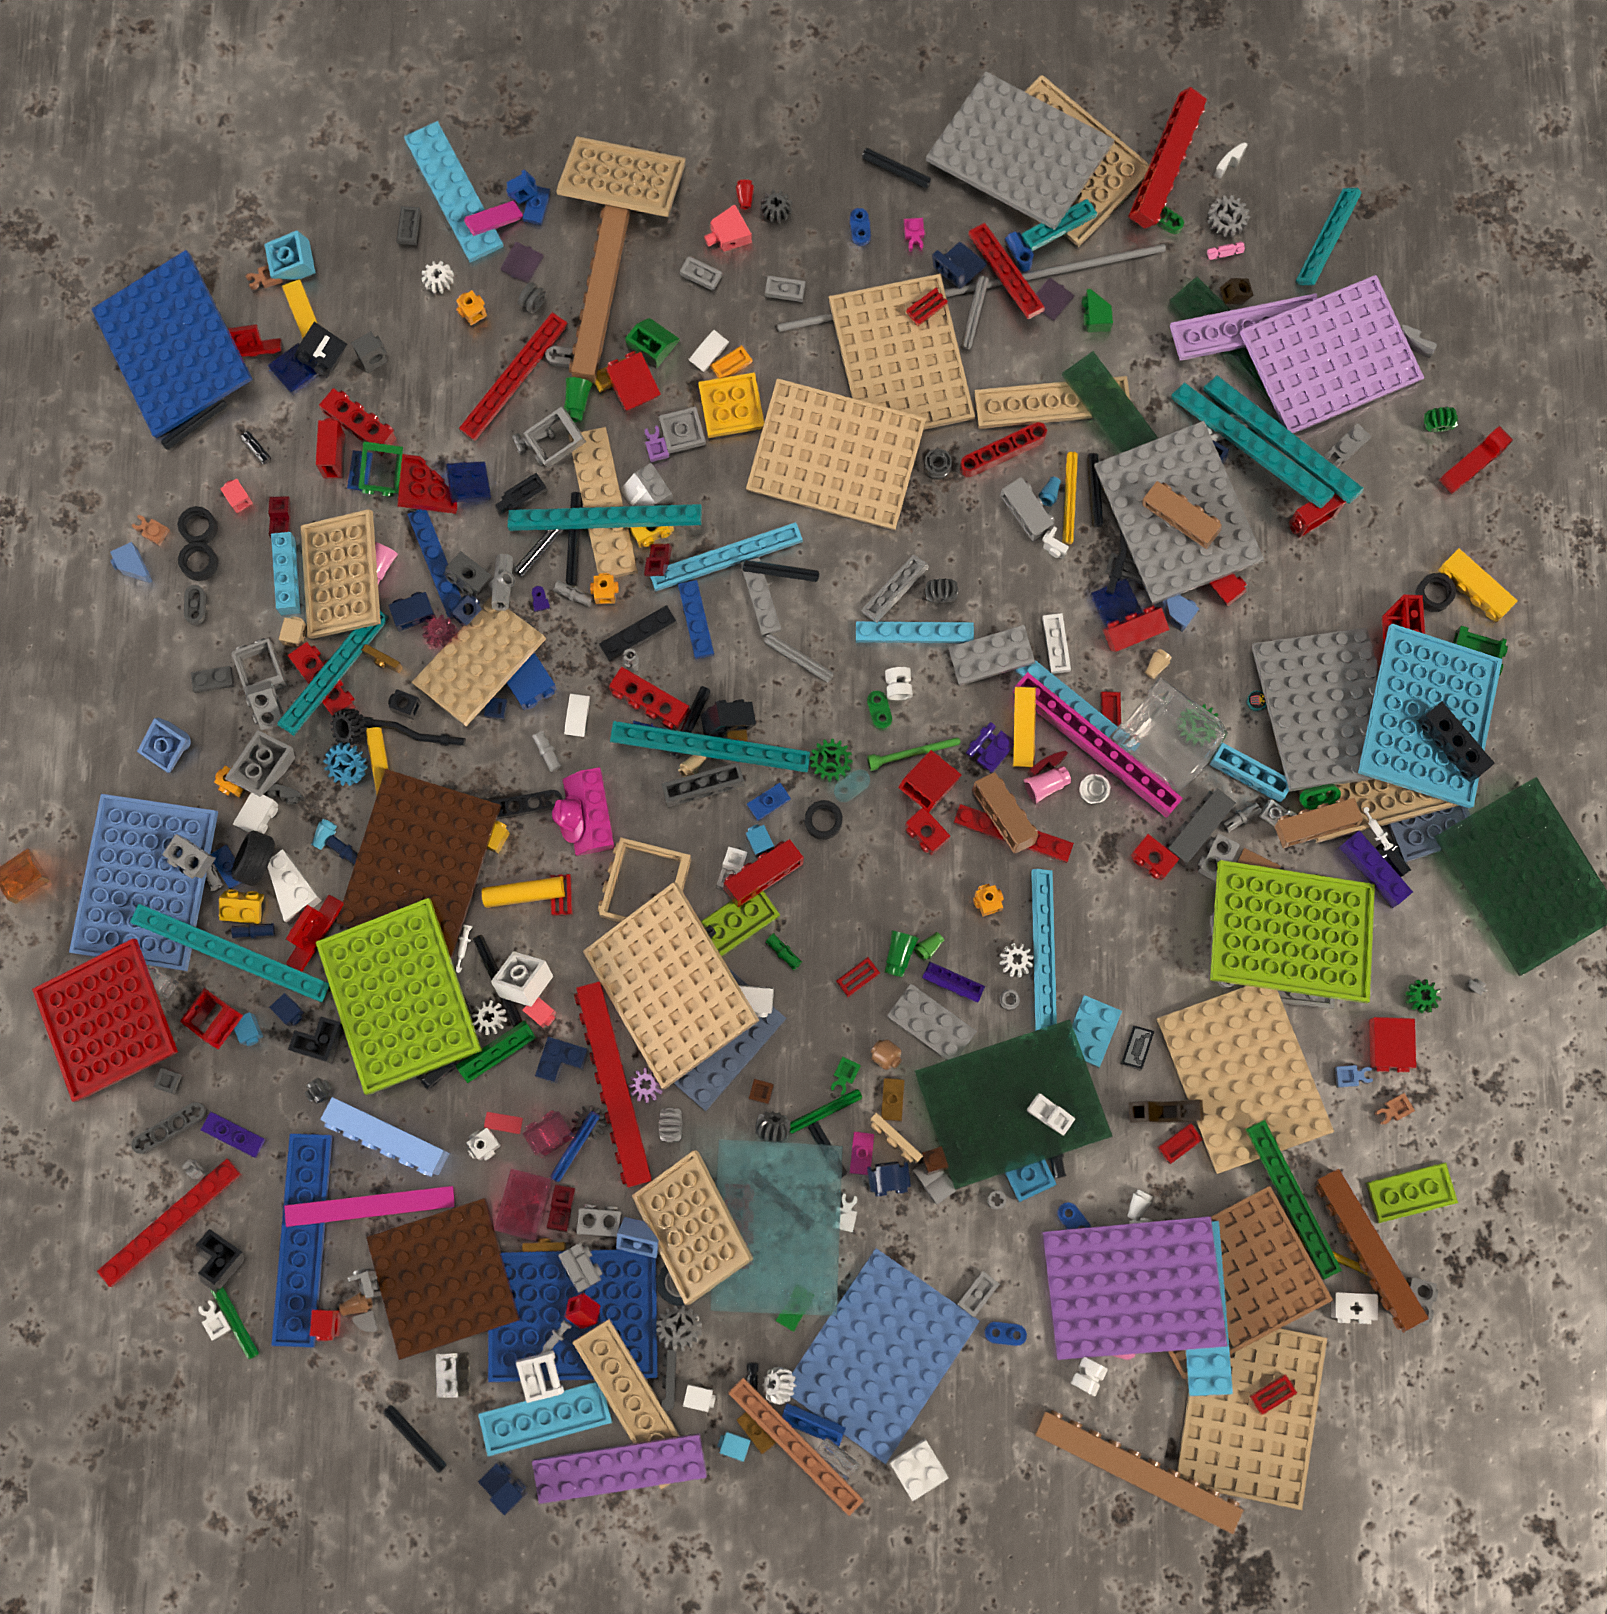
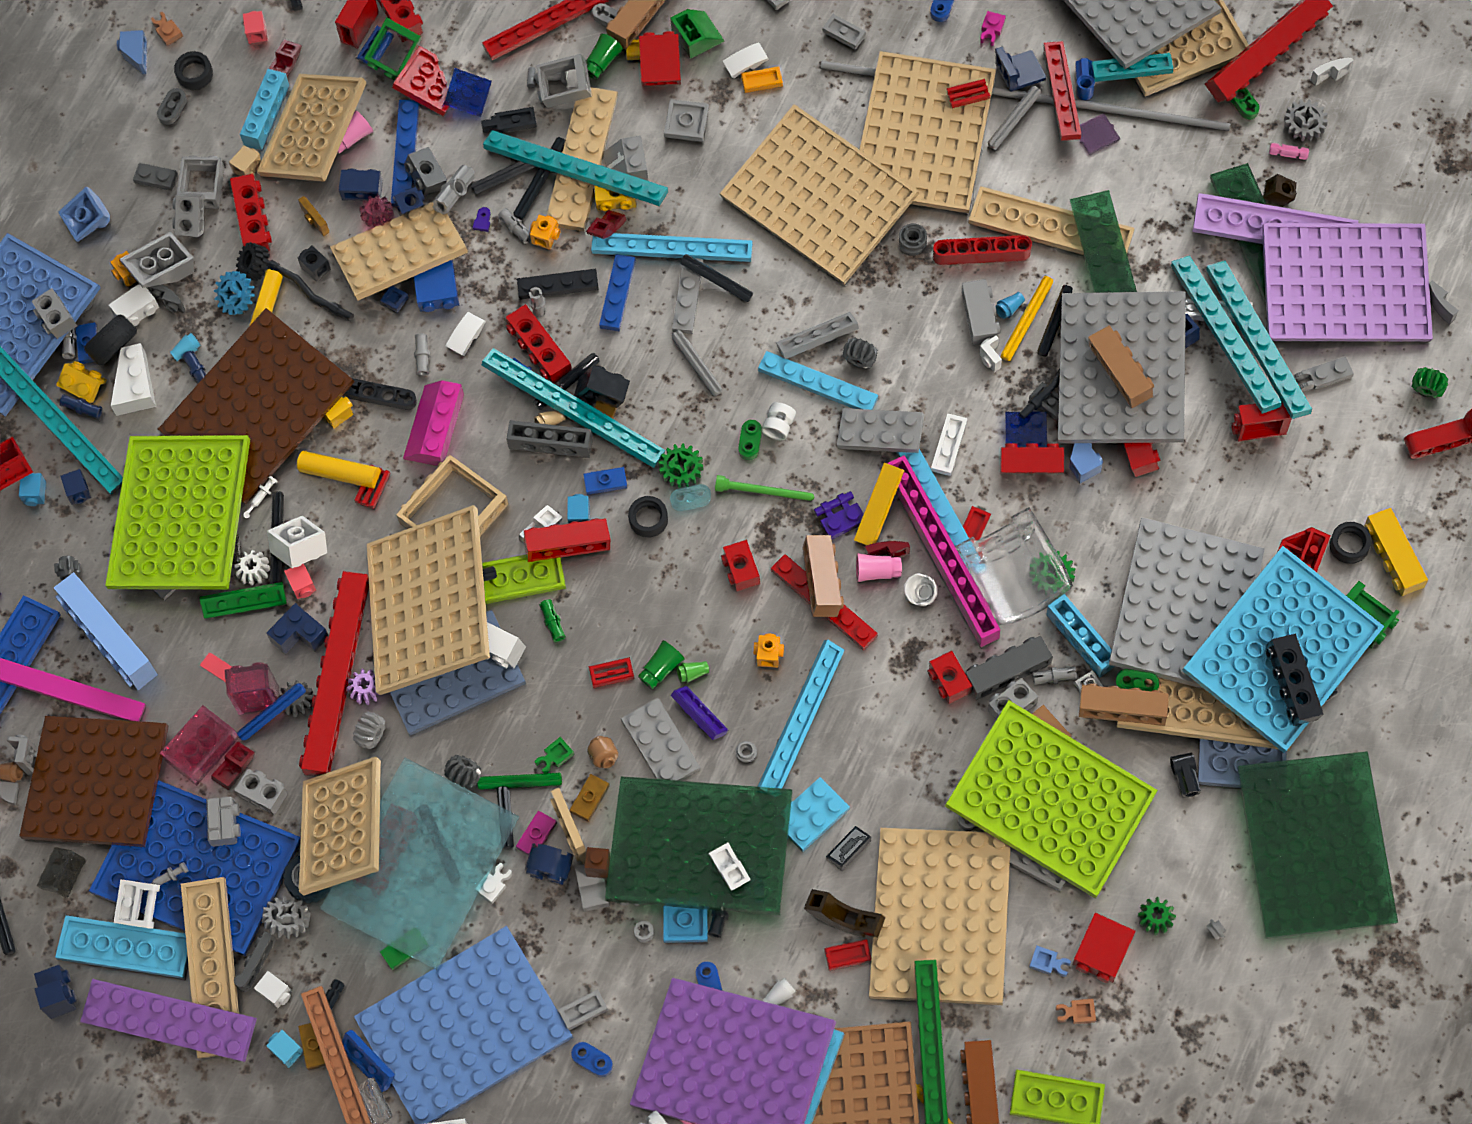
camera: 30 degrees right, 10 degrees down
(192, 512) = (205, 28): black tyre -> none
(309, 929) = (131, 422): red bracket -> none
(321, 1045) = (89, 528): black brick -> none
(329, 676) = (259, 209): teal tile -> none
(437, 1075) = (181, 599): black beam -> none
(490, 1144) = (189, 676): white brick -> none
(543, 1246) = (199, 789): pearl gold plate -> none
(568, 816) = (411, 417): dark pink piece -> none
(582, 1311) = (204, 862): red panel -> none
(637, 1238) = (286, 817): medium blue slope -> none
(656, 447) = (655, 125): medium lavender plate -> none
(731, 405) = (743, 115): yellow plate -> none
(761, 1091) = (469, 737): reddish brown plate -> none
(778, 1385) = (352, 1009): white gear -> none
(929, 781) = (764, 519): red brick -> none
(1024, 962) = (769, 725): white gear -> none
(1098, 312) = (1134, 162): green slope -> none
(1158, 662) = (1040, 500): tan cone -> none
(1256, 700) = (1120, 573): tile -> none
(1328, 236) = (1397, 174): teal plate -> none
(1376, 869) = (1165, 776): dark purple brick -> none
(1377, 830) = (1180, 734): white piece -> none

